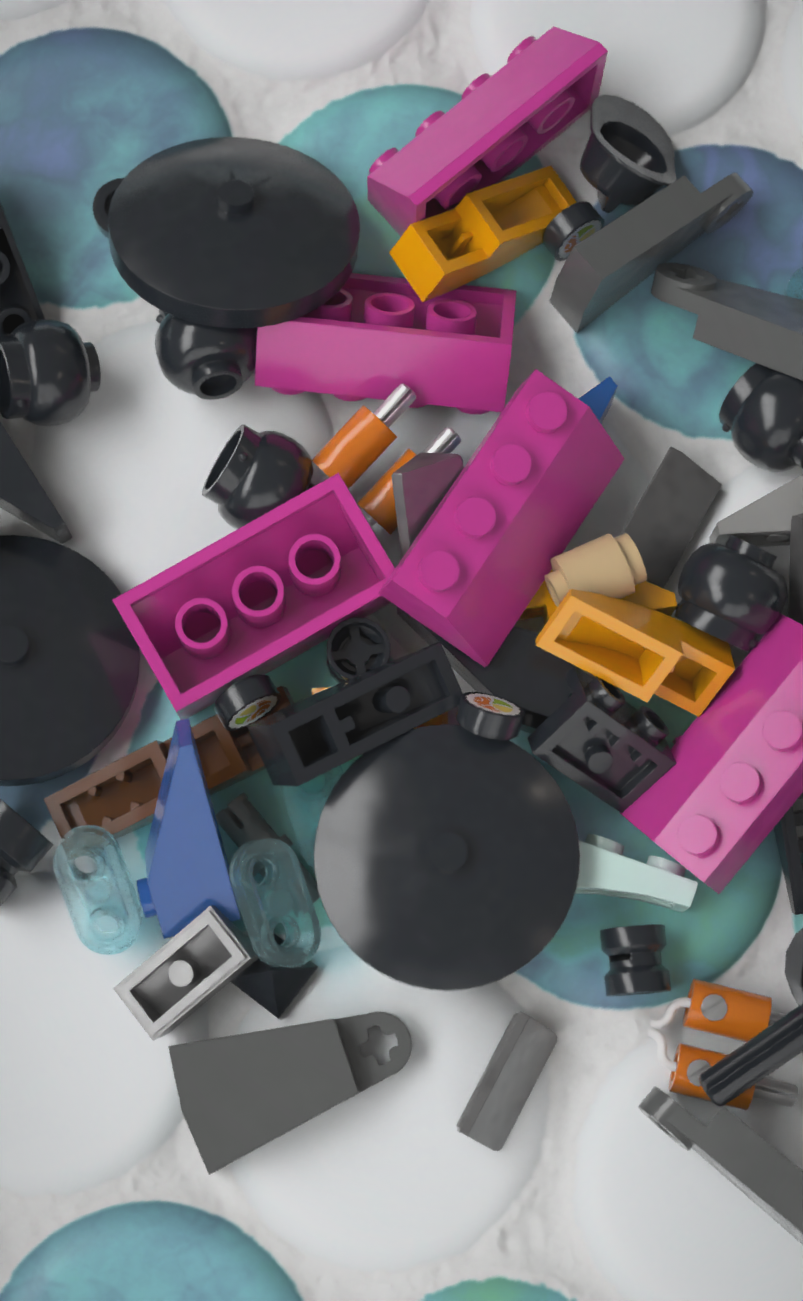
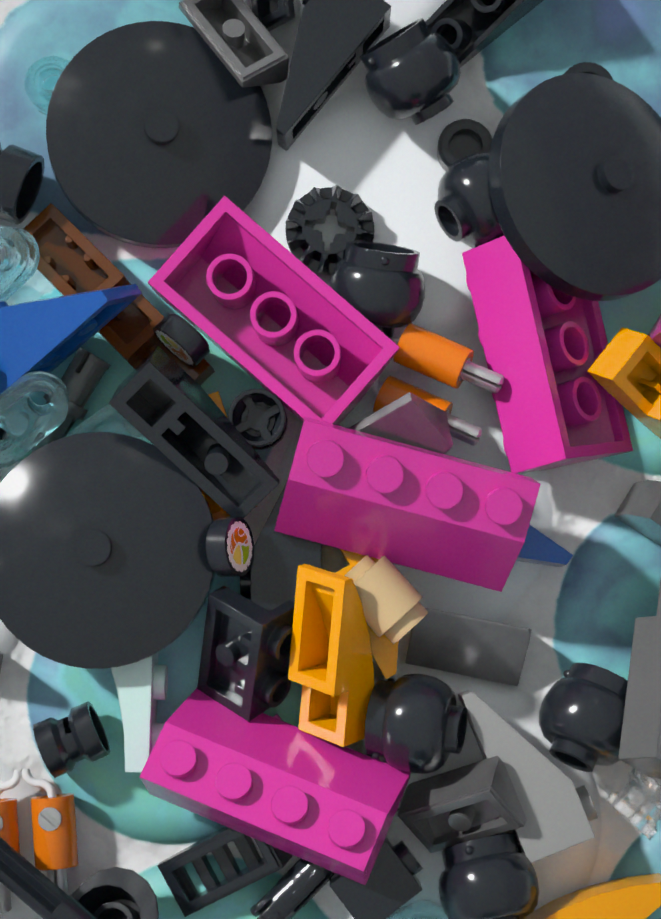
camera: 75 degrees right, 5 degrees up
(134, 351) = (462, 139): none -> black tile
(149, 524) = (313, 208): none -> black gear

